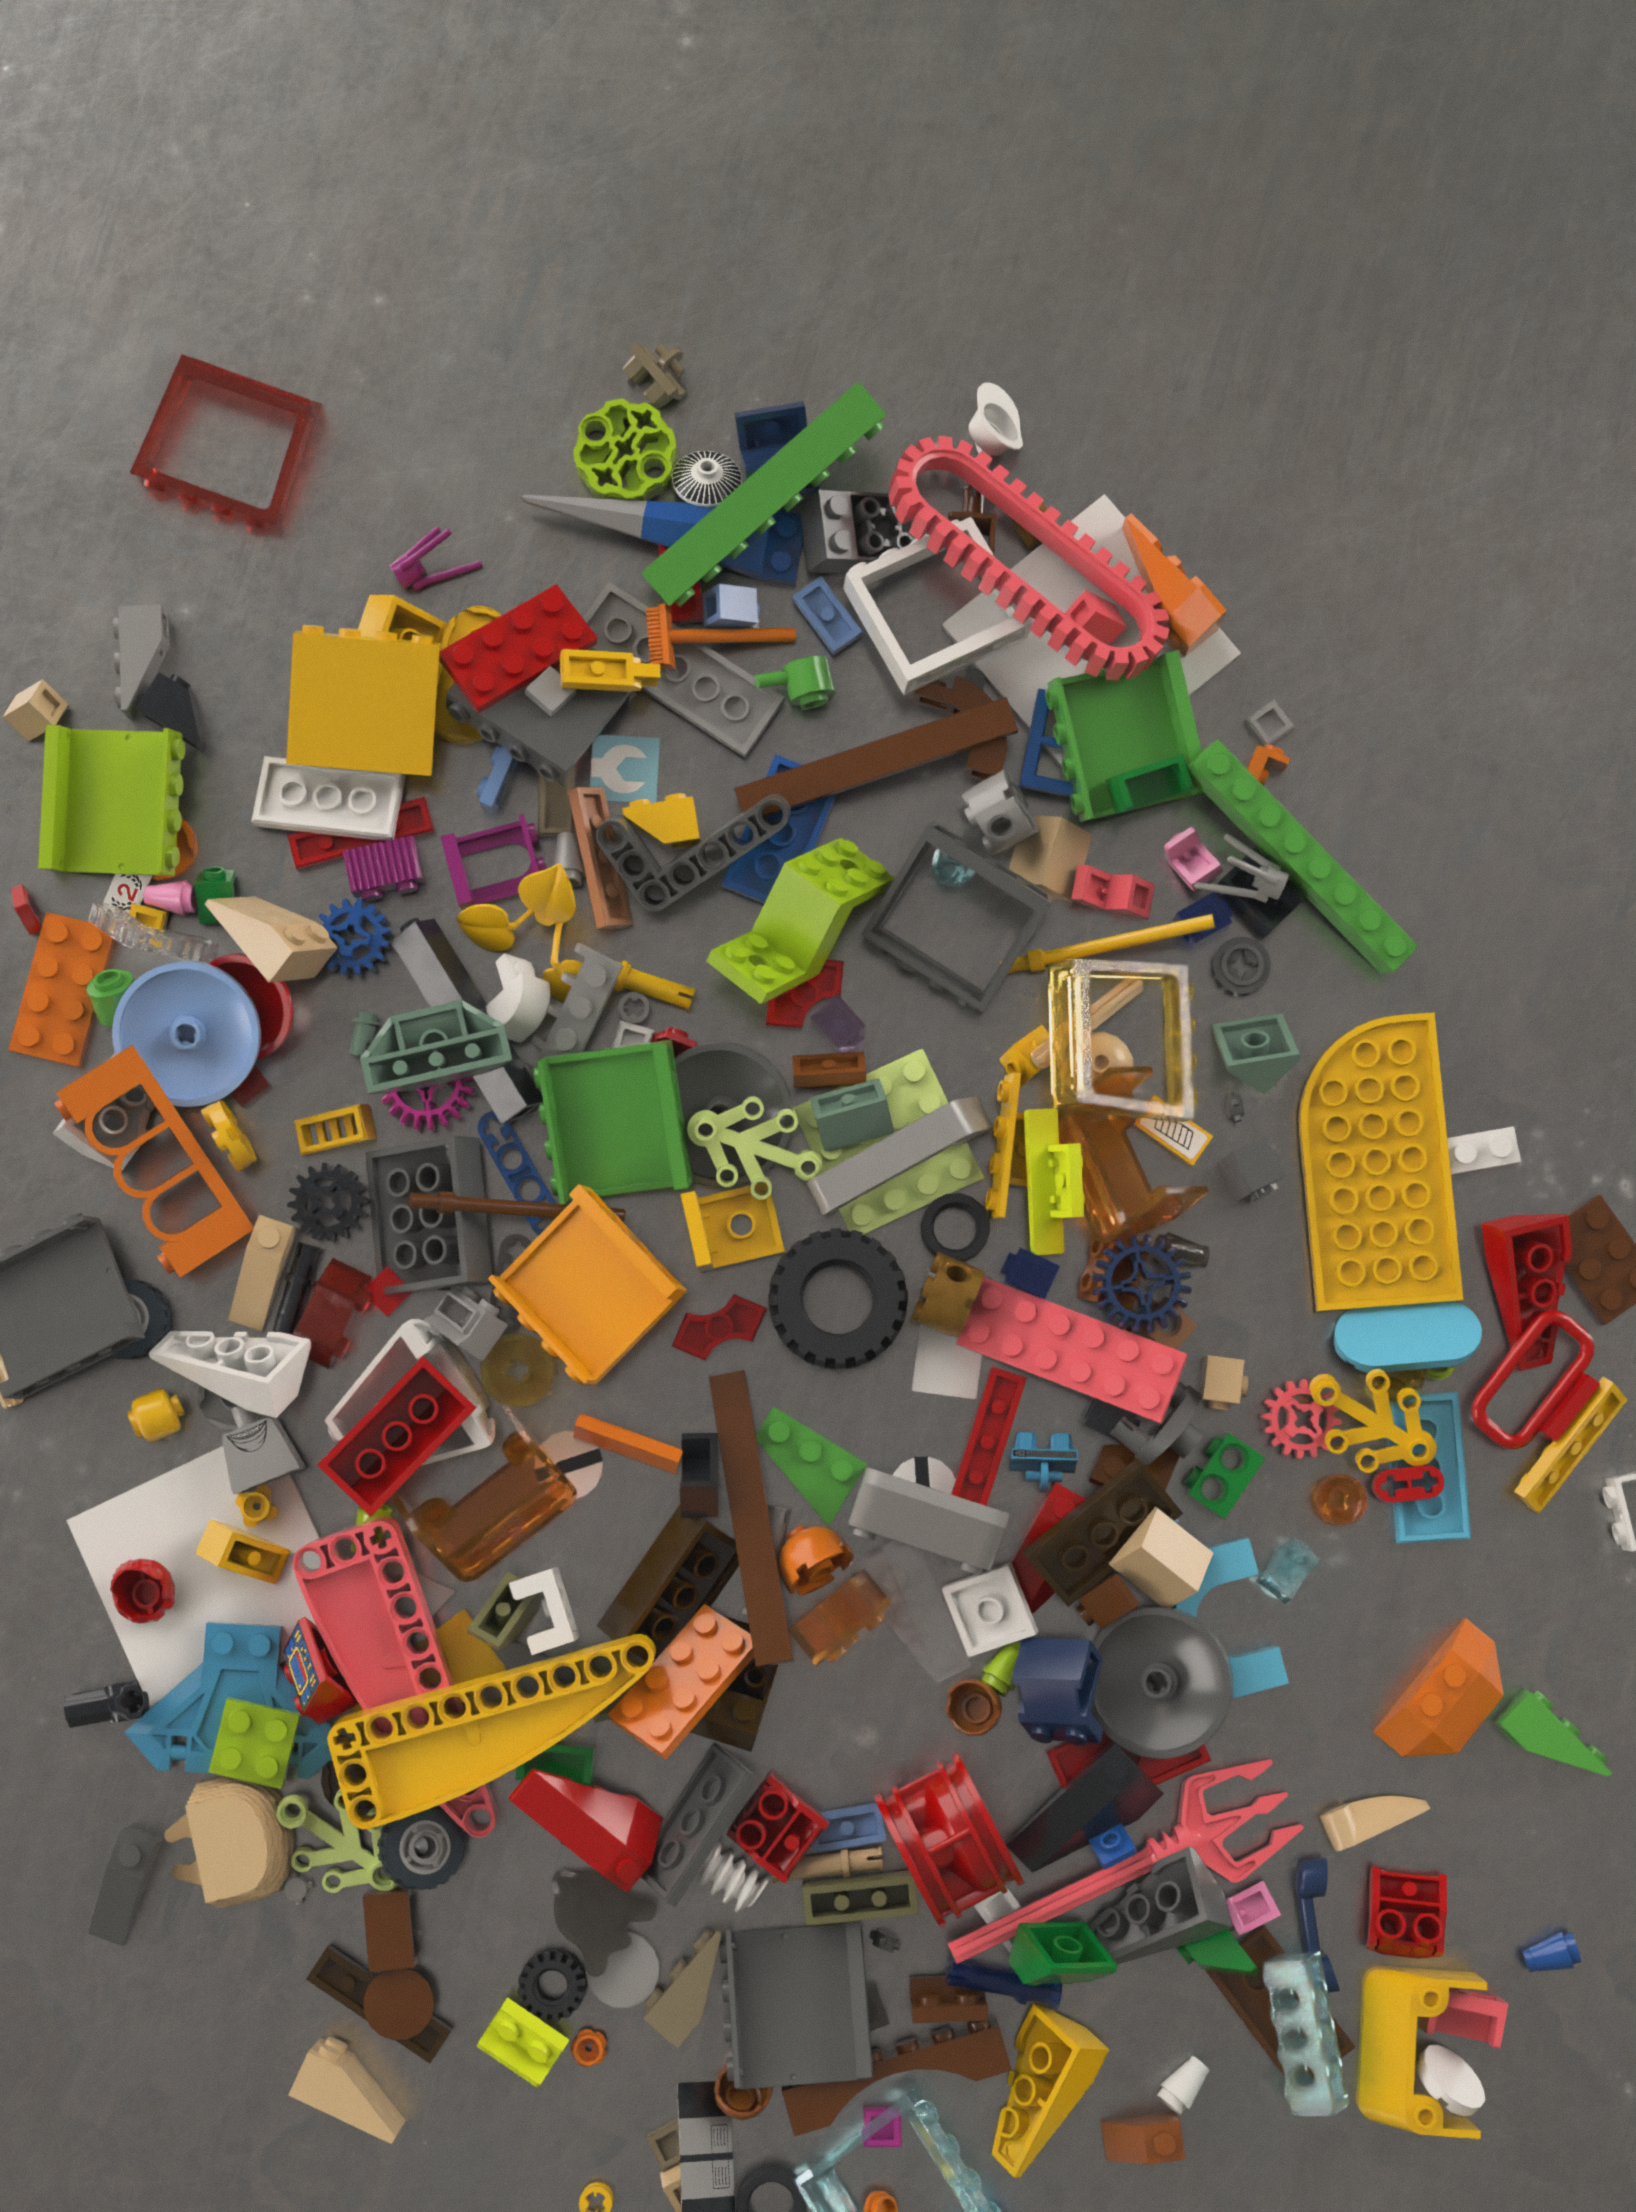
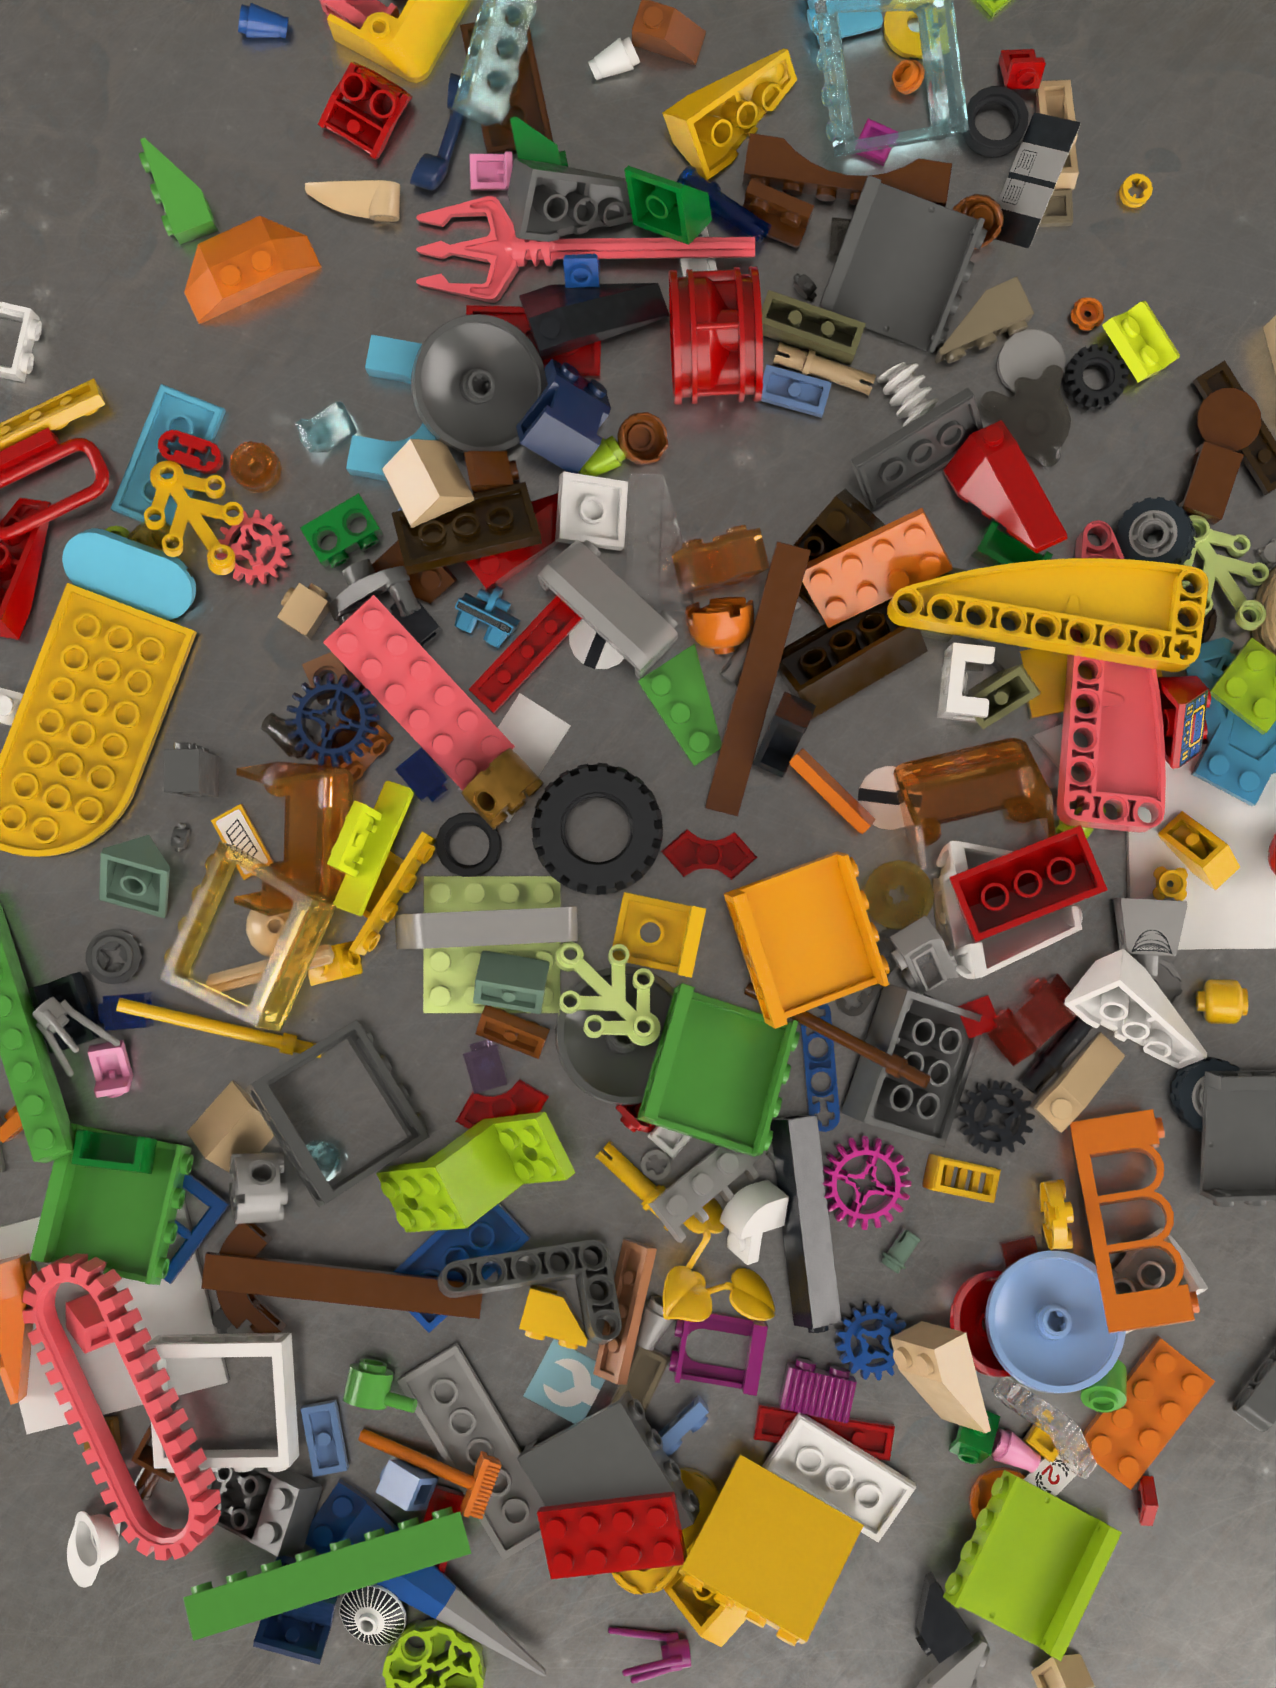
camera: 155 degrees left, 5 degrees up
(434, 1048) = (847, 1207): sand green wedge -> none
(547, 692) = (600, 1481): light grey tile -> none
(606, 671) = (543, 1477): yellow hinge -> none
(776, 1828) = (853, 415): red slope -> none
(1113, 893) = (194, 1072): coral slope -> none

